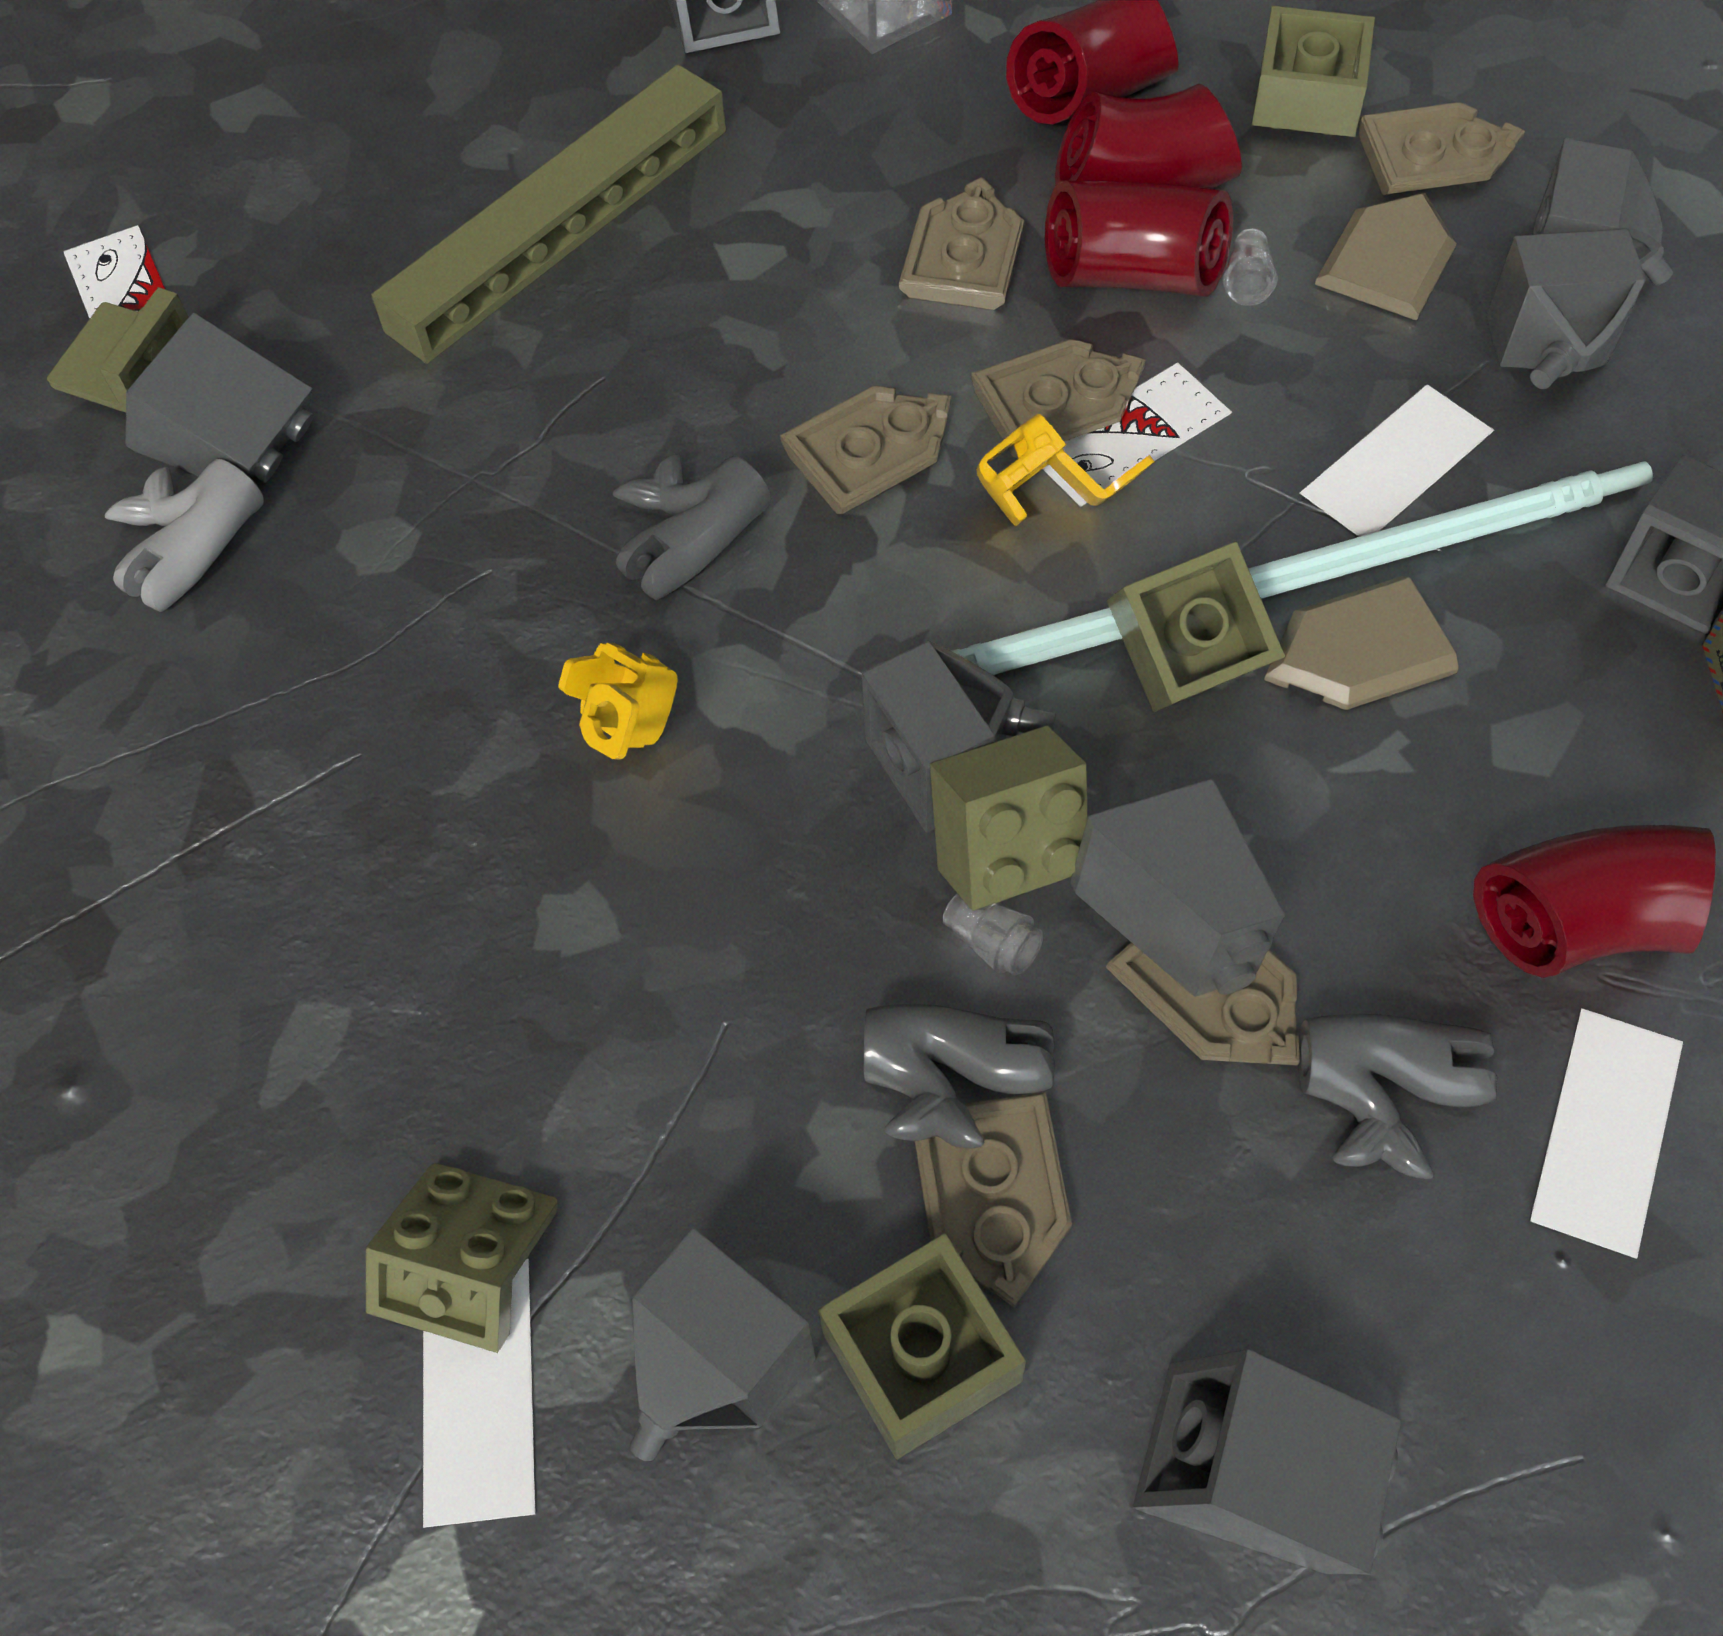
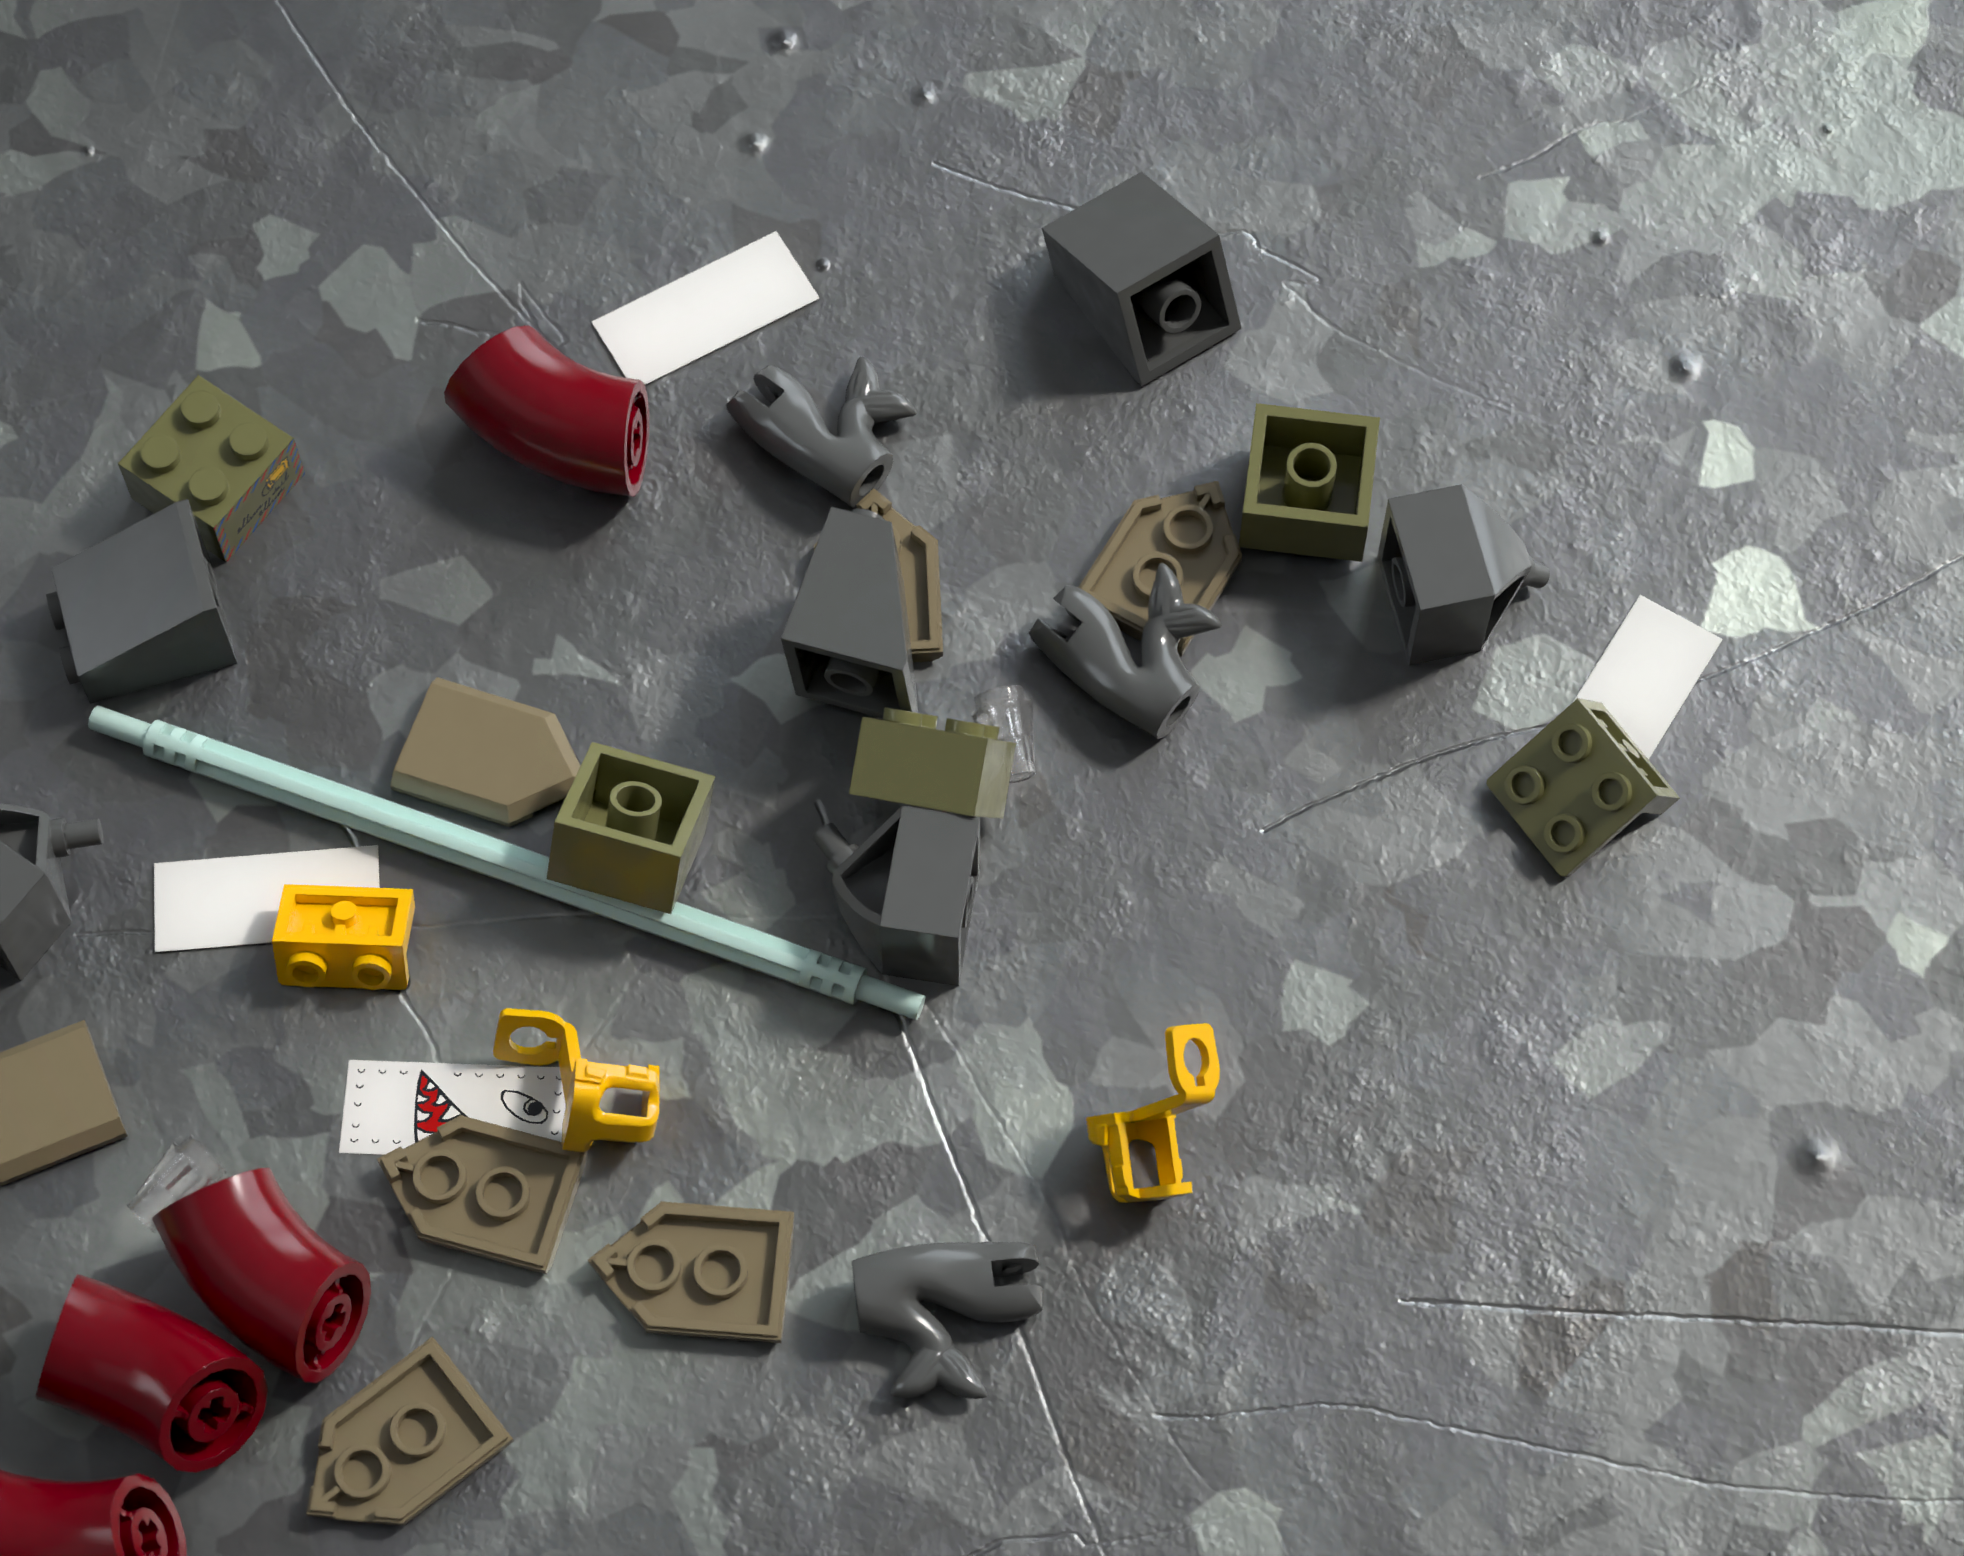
camera: 145 degrees left, 5 degrees up
(1319, 455) = (343, 936): none -> yellow bracket

